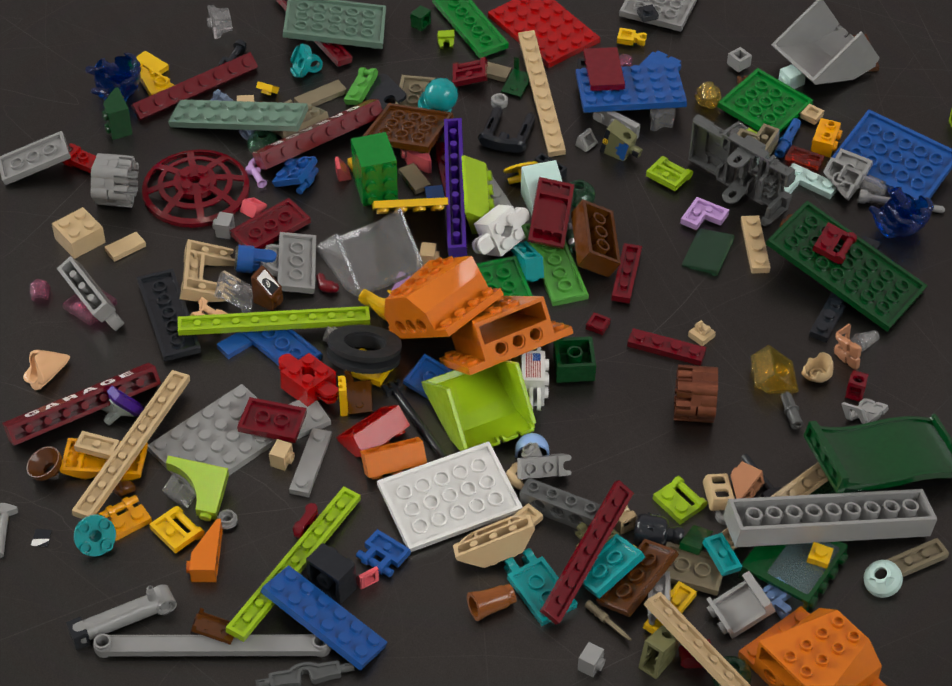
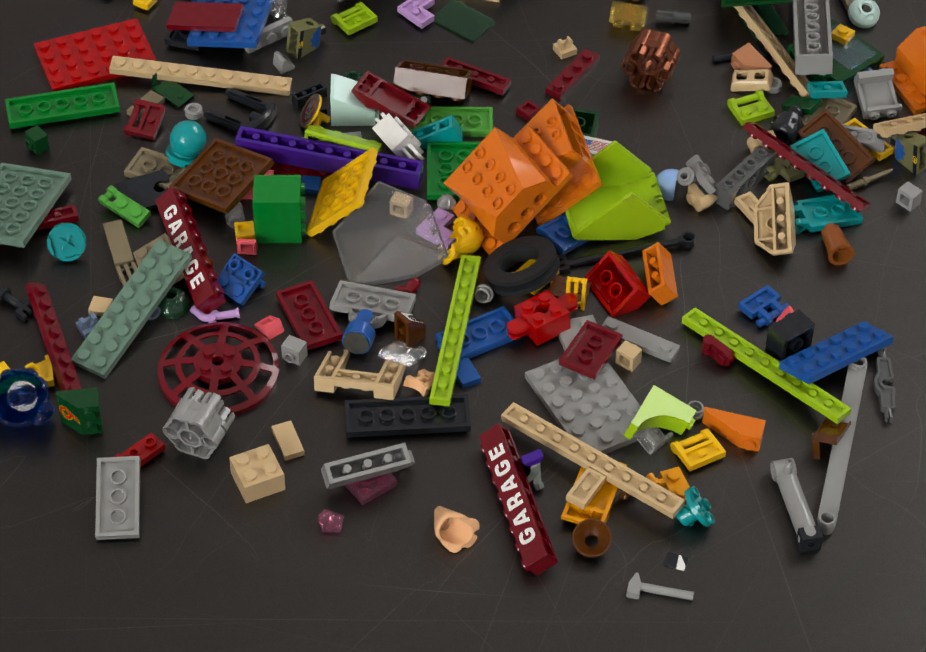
camera: 75 degrees left, 0 degrees up
(266, 88) = (89, 282): yellow plate -> none
(445, 36) = (80, 128): lime tile -> none
(449, 496) = (714, 246): white plate -> none

